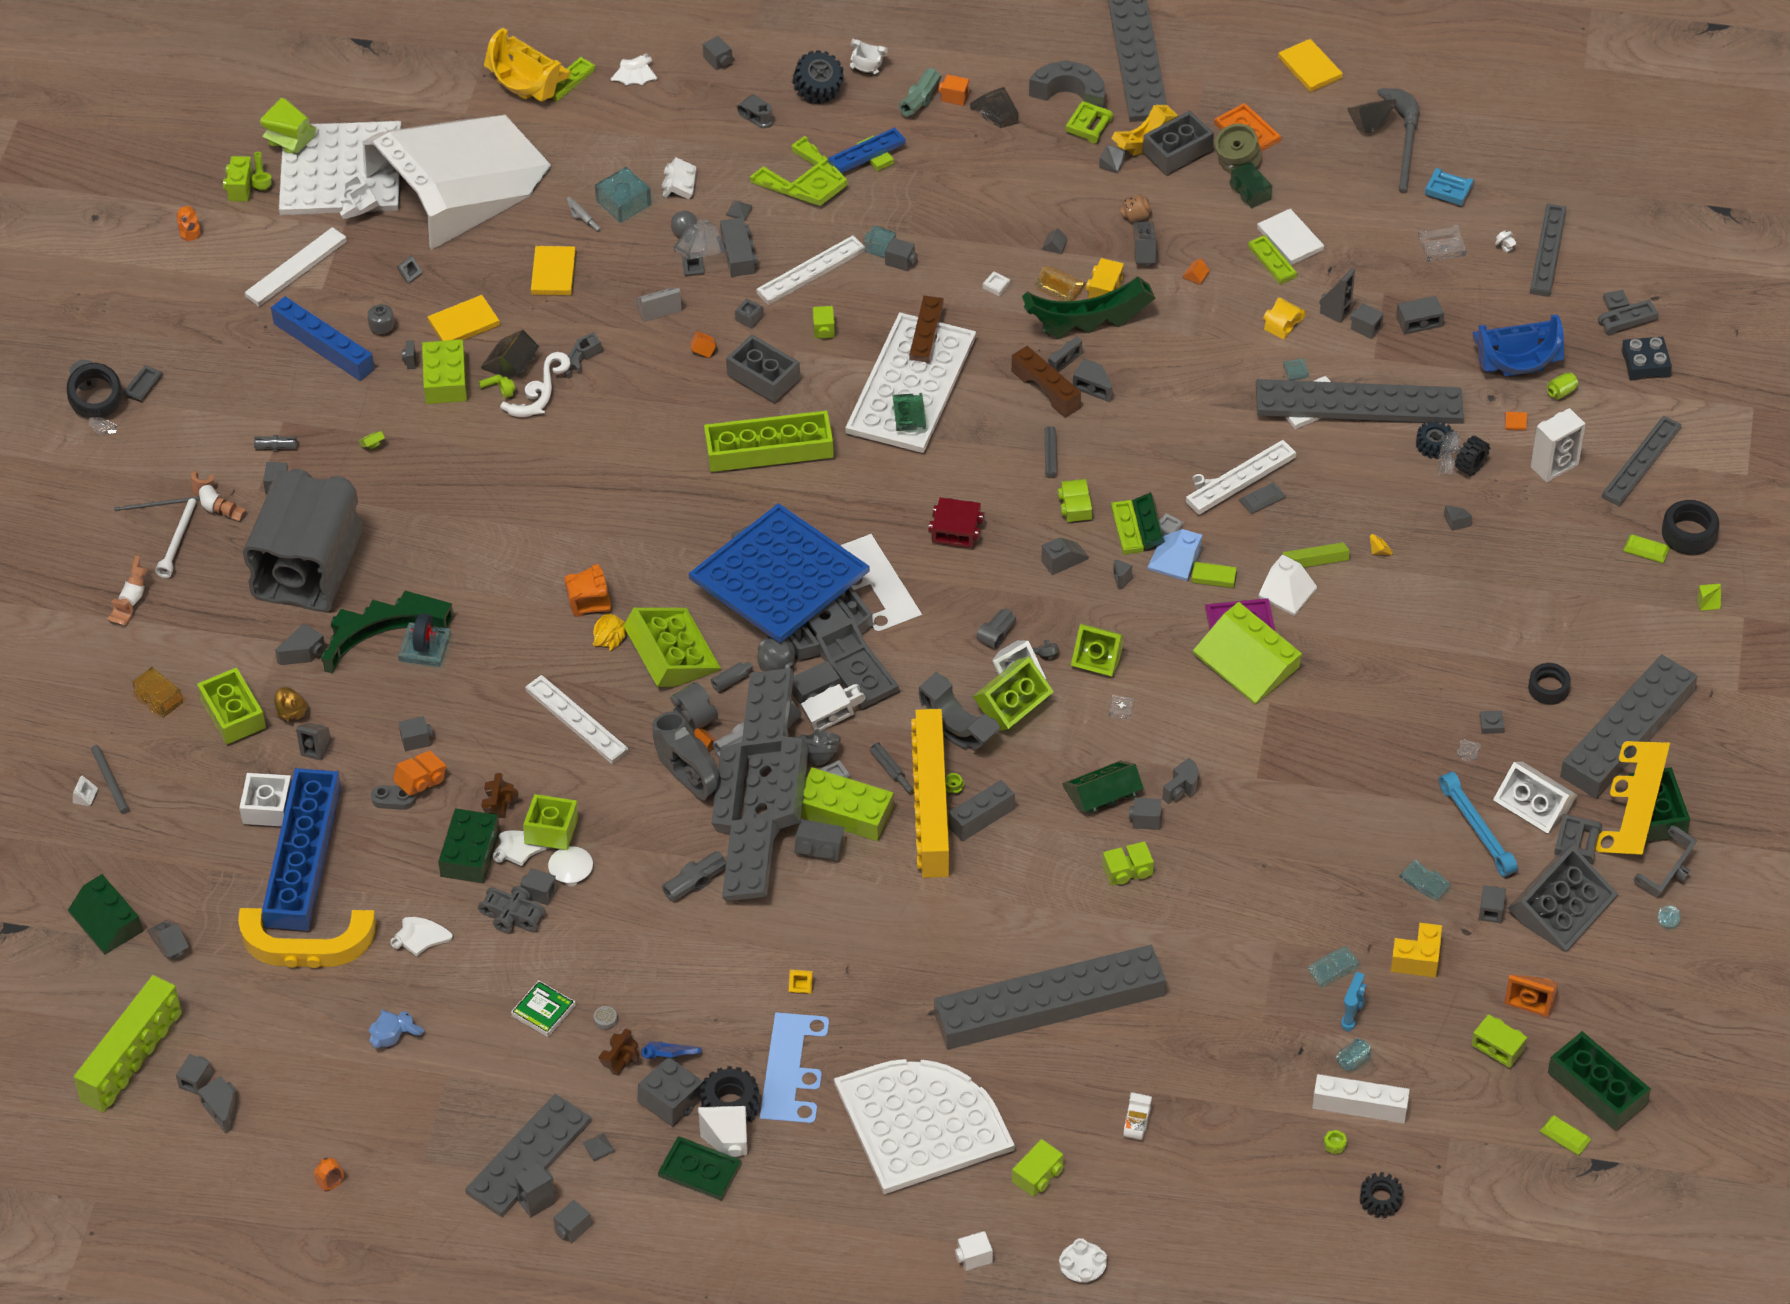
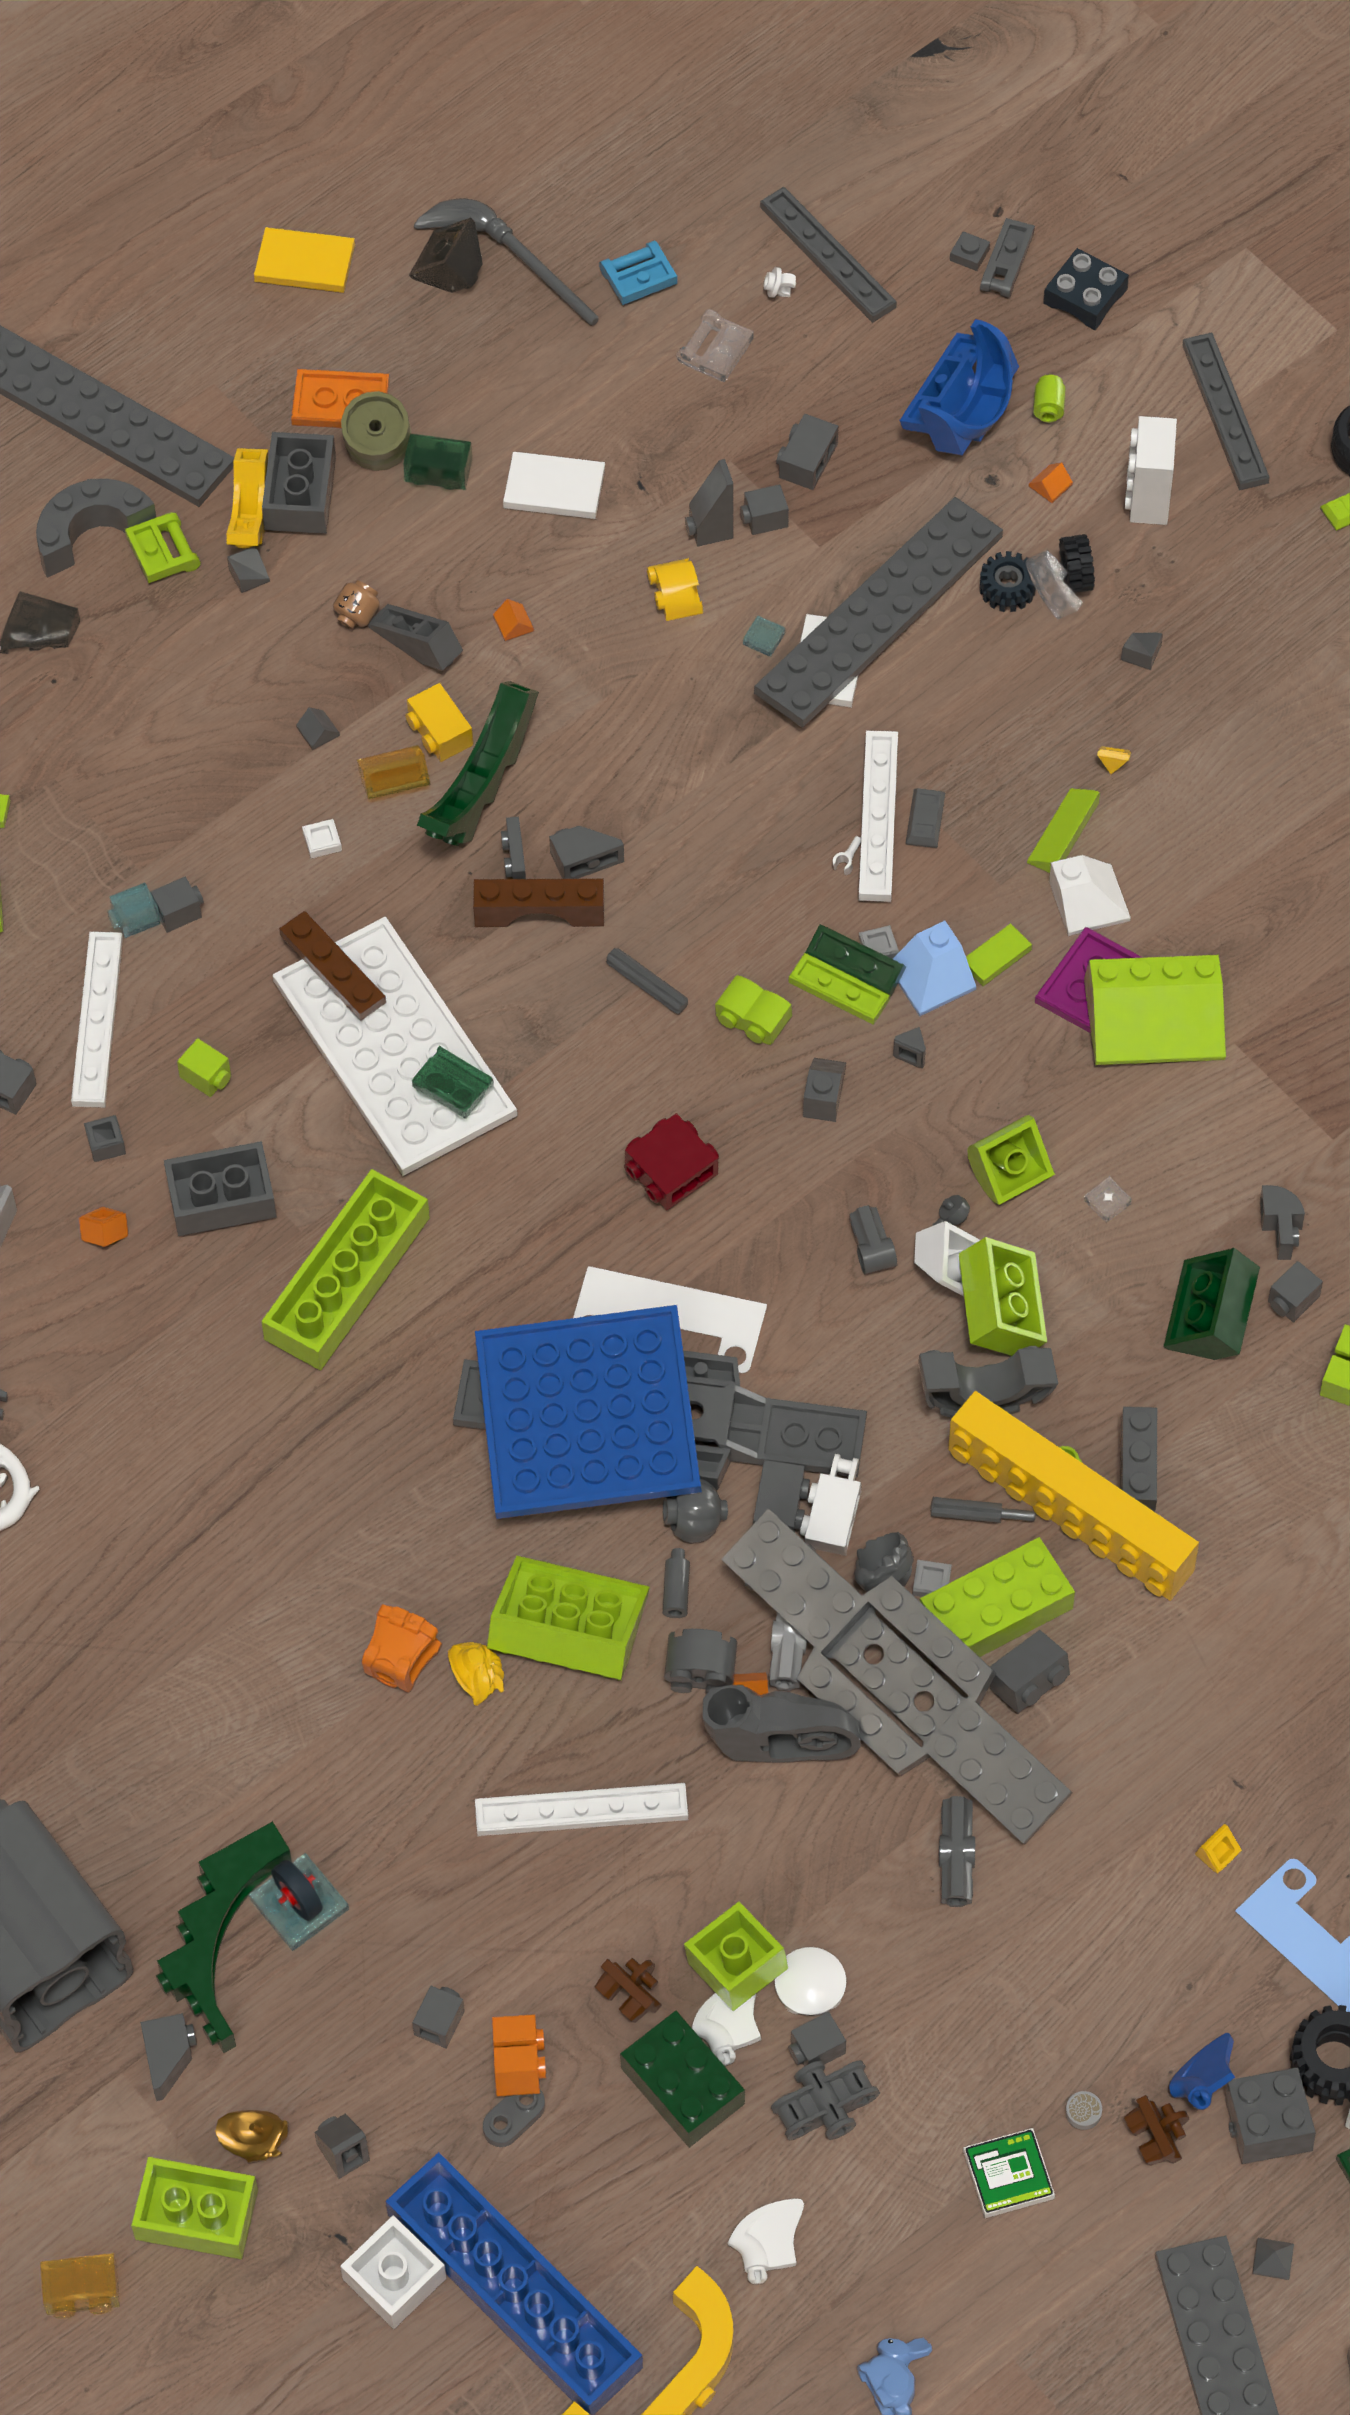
camera: 50 degrees left, 10 degrees up
(535, 1189) = (1299, 2379): dark grey brick -> none
(1272, 259) = (570, 530): lime tile -> none

